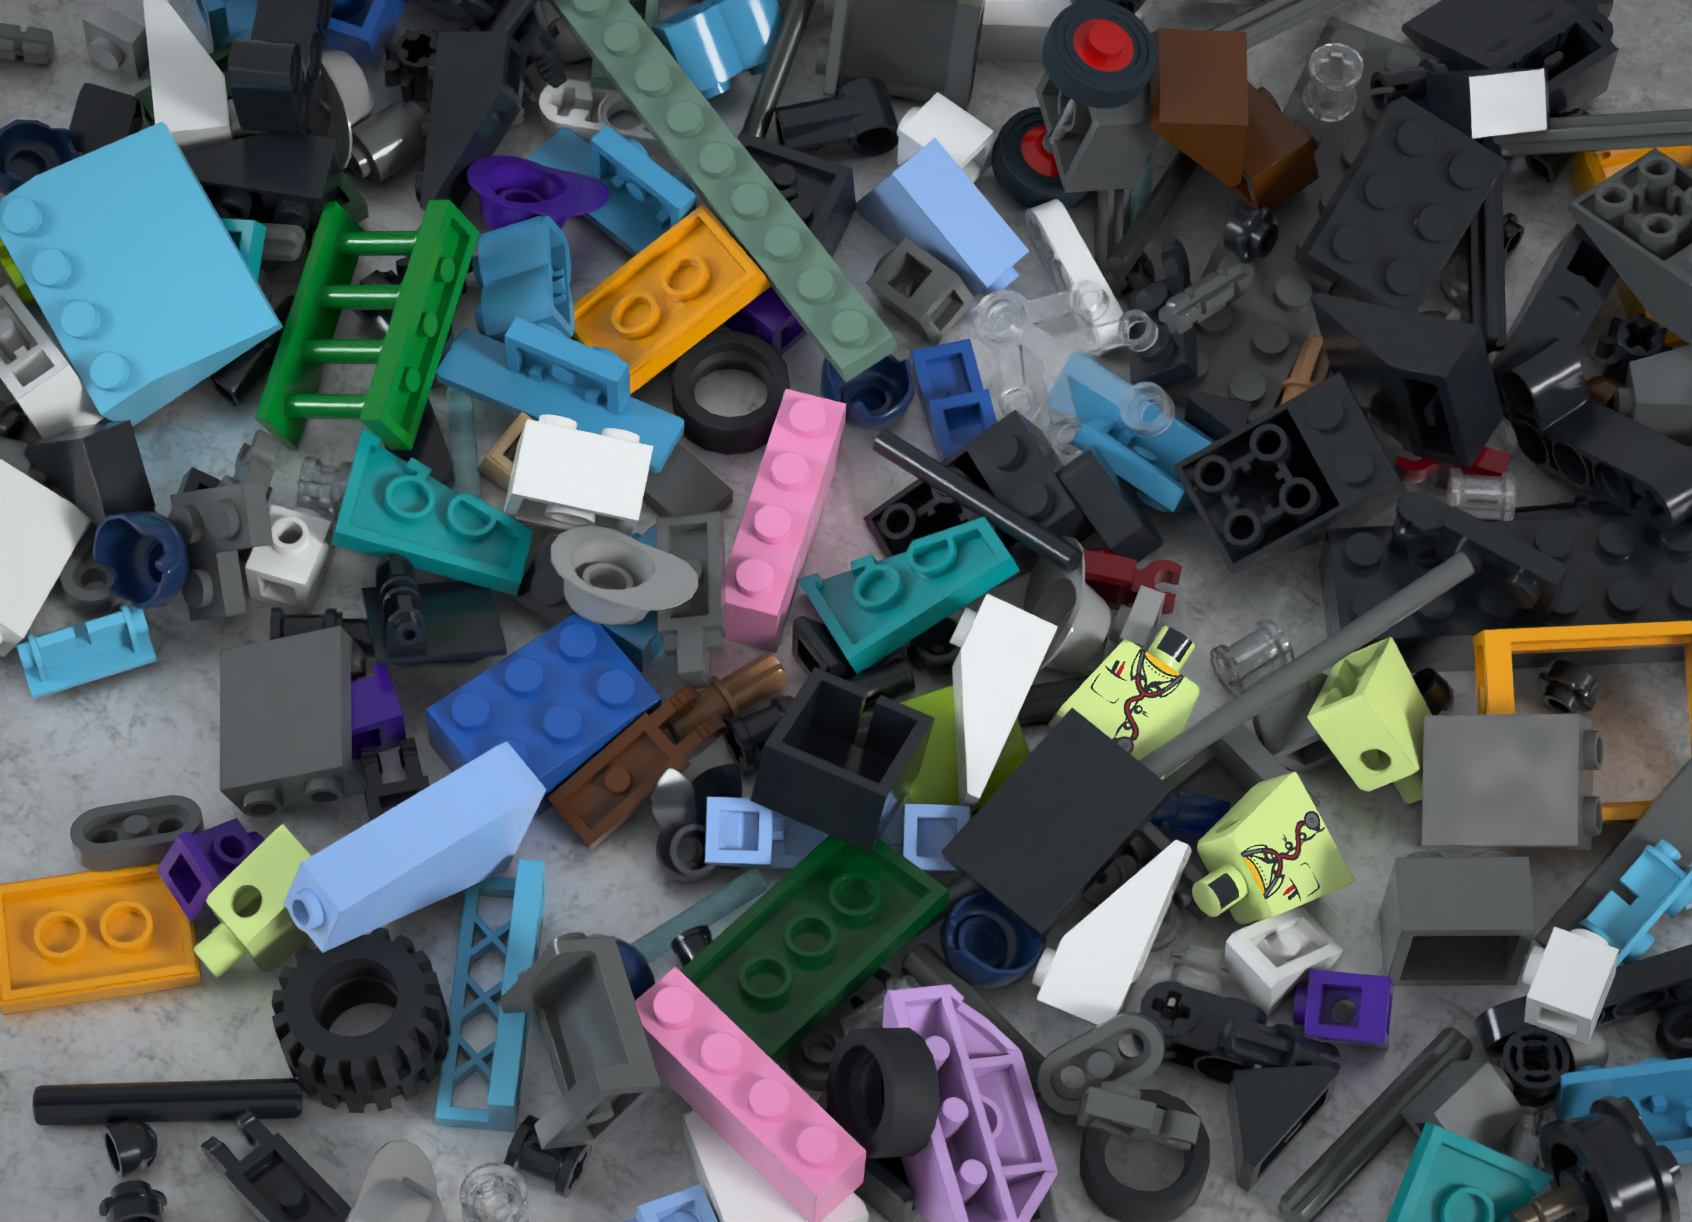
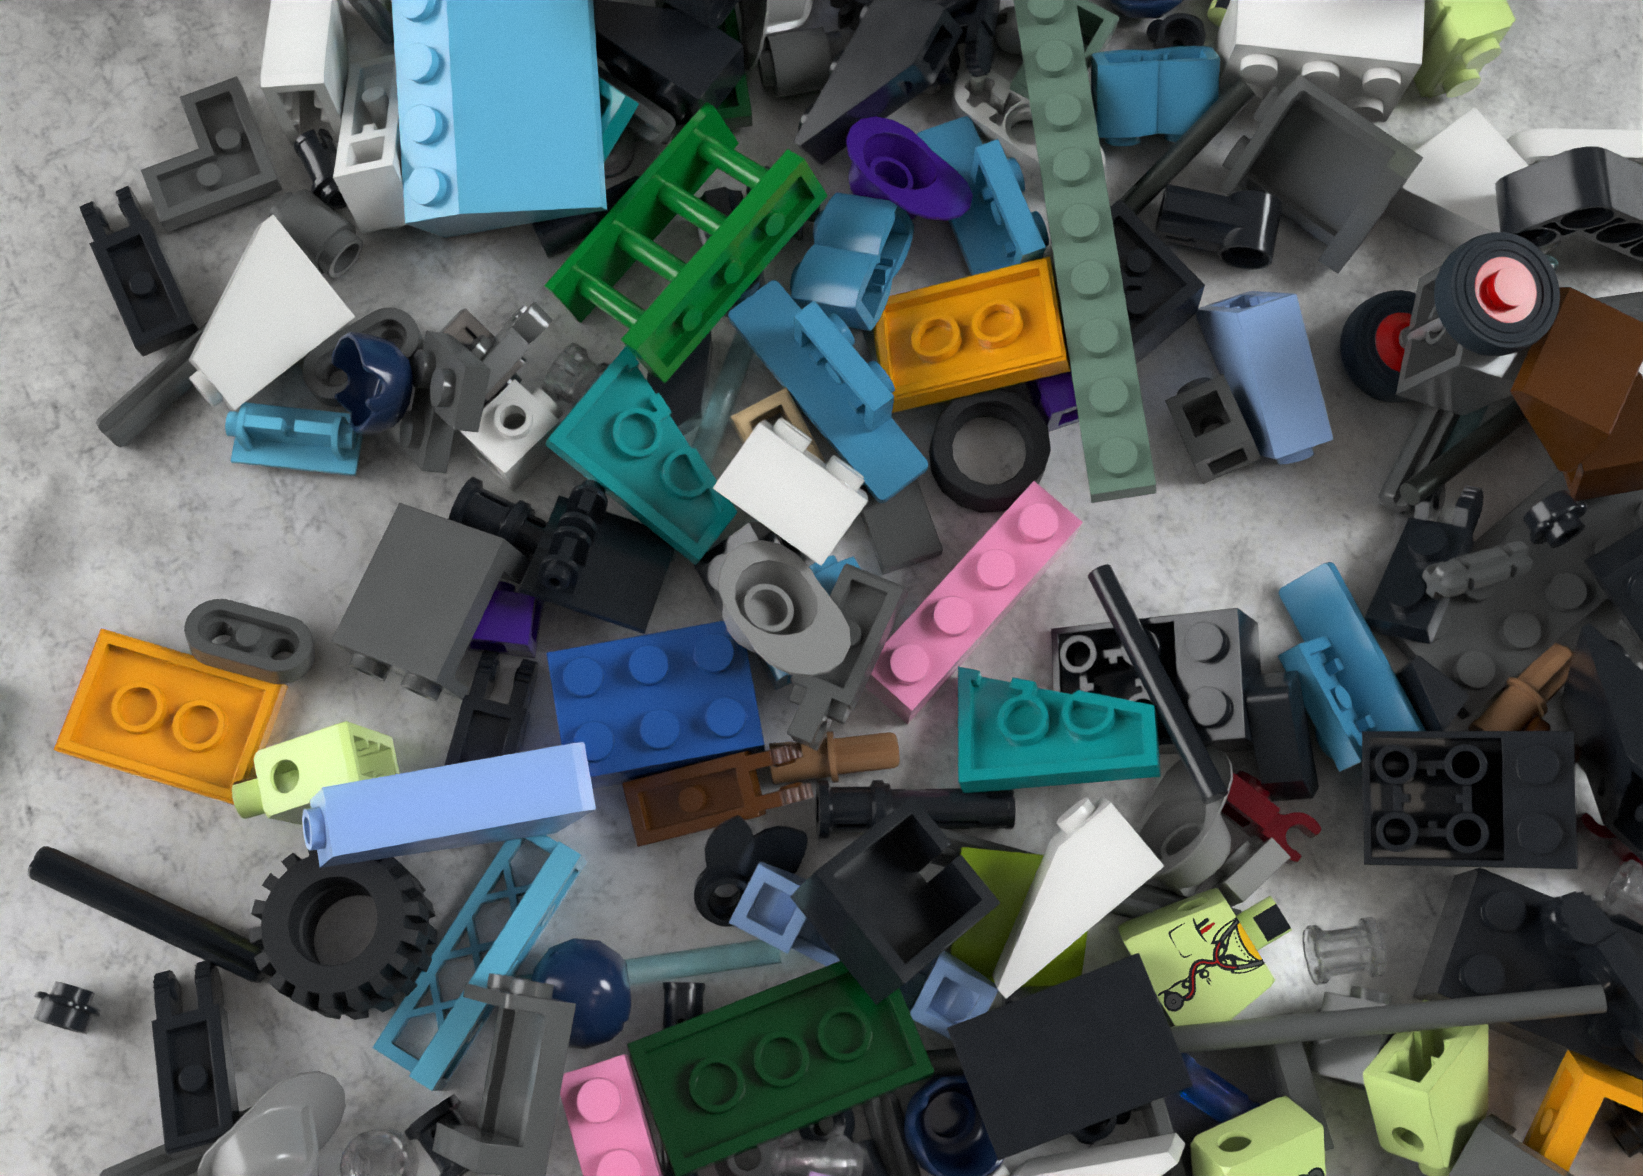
camera: 25 degrees right, 15 degrees up
(96, 468) = (376, 276): black slope -> none
(130, 1146) = (95, 944): black hinge -> none
(212, 858) = (273, 712): dark purple brick -> none
(817, 648) = (941, 752): black slope -> none
(875, 395) = (1118, 522): dark blue hair -> none
(923, 657) = (1048, 812): black plate -> none
(951, 394) = (1192, 551): blue slope -> none
(958, 132) = (1318, 282): white brick -> none
(1065, 358) = (1313, 565): clear plant -> none
(1068, 258) = (1367, 481): white beam -> none
(1435, 691) = (1508, 1080): black hinge -> none

